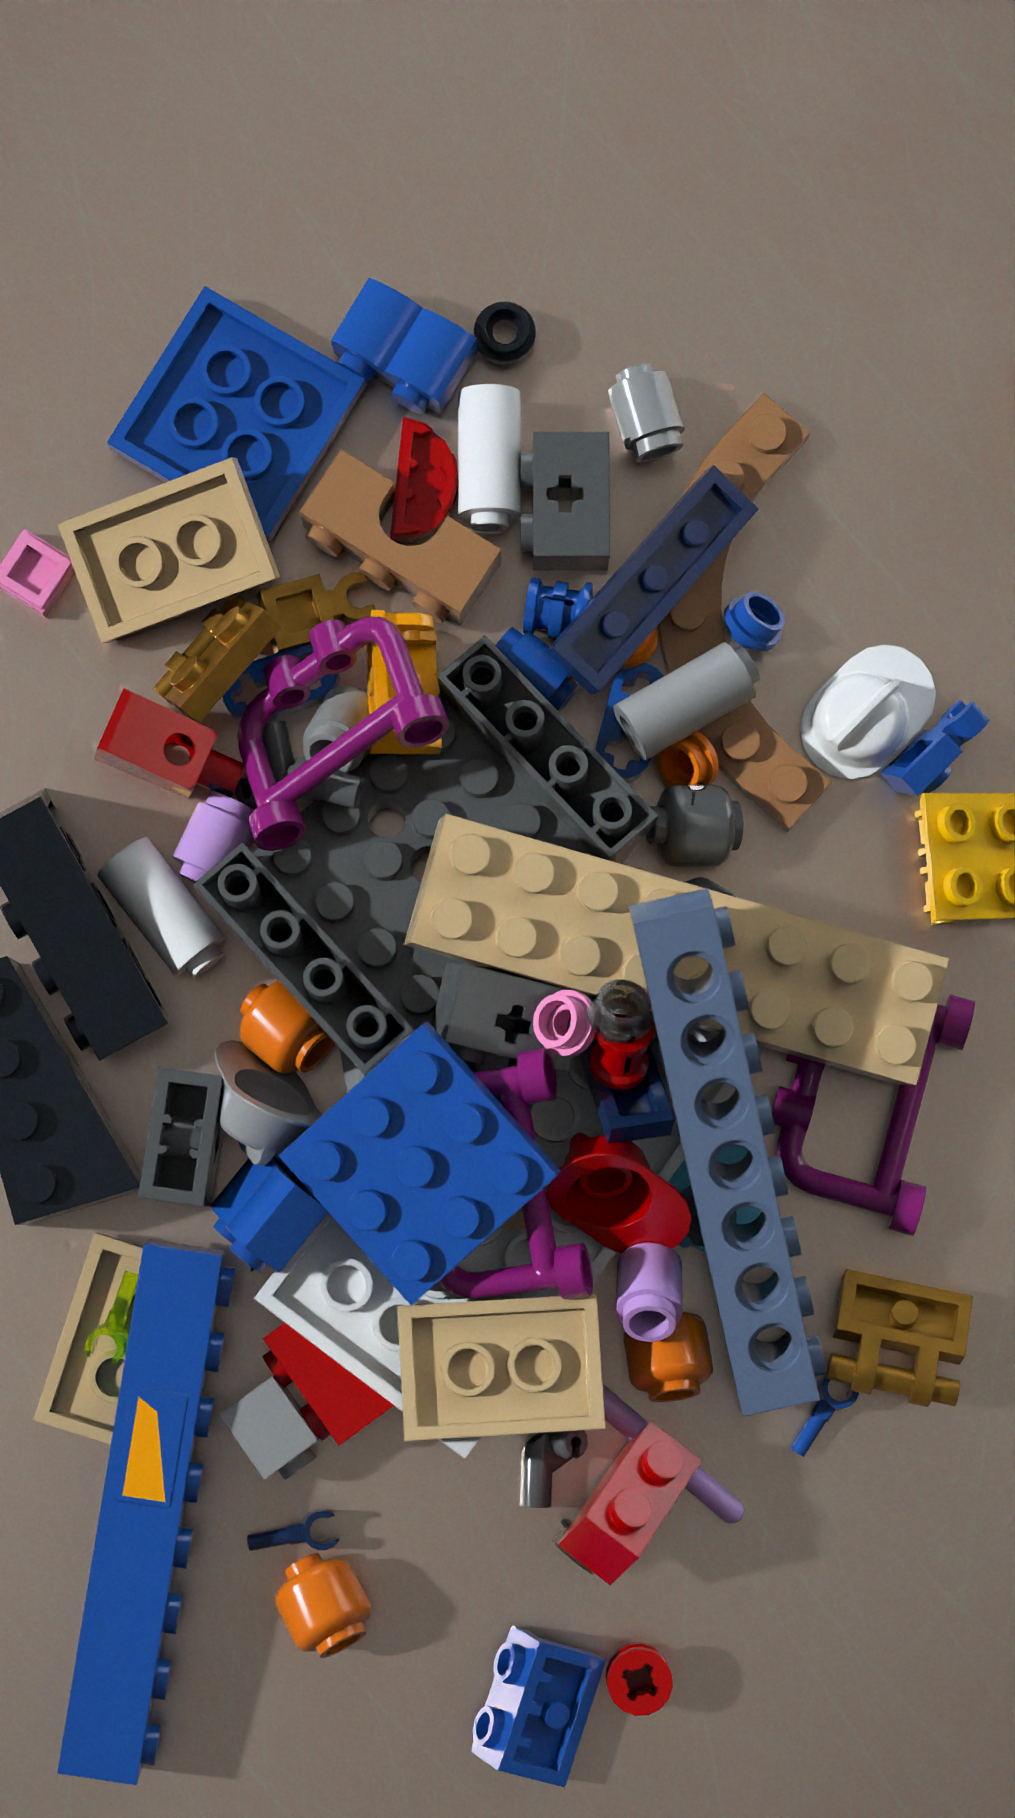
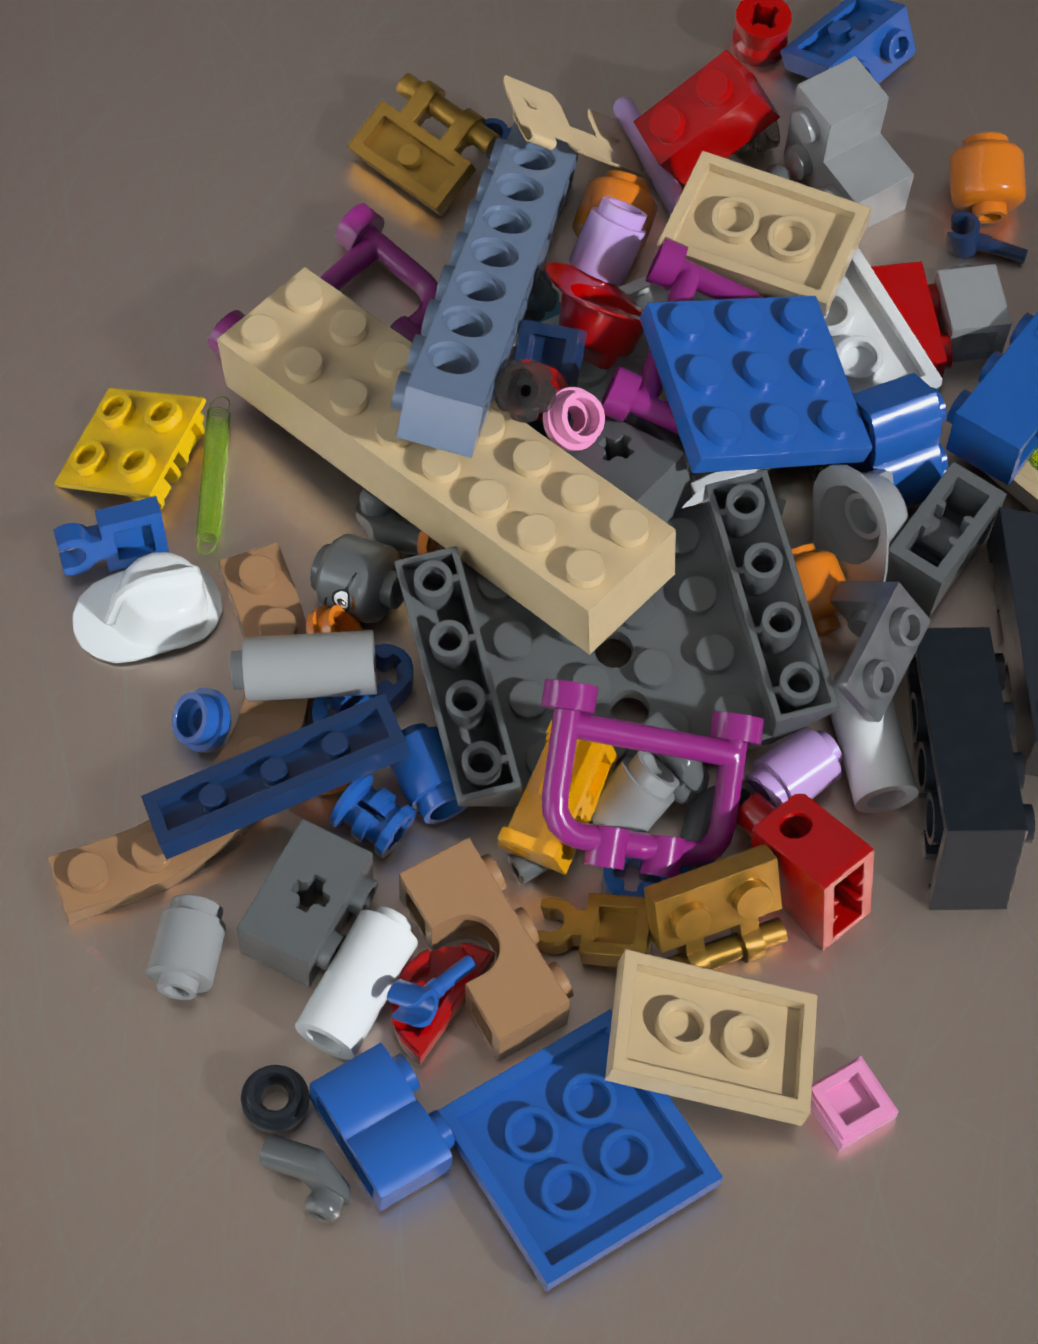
camera: 155 degrees left, 20 degrees down
(177, 988) = (889, 635): none -> flat silver bracket
(424, 449) = (419, 1002): none -> blue hand
(443, 288) = (315, 1169): none -> dark grey arm
(472, 1547) = (839, 143): none -> light grey brick
(734, 1403) = (549, 123): none -> tan piece
(895, 866) = (208, 522): none -> lime piece

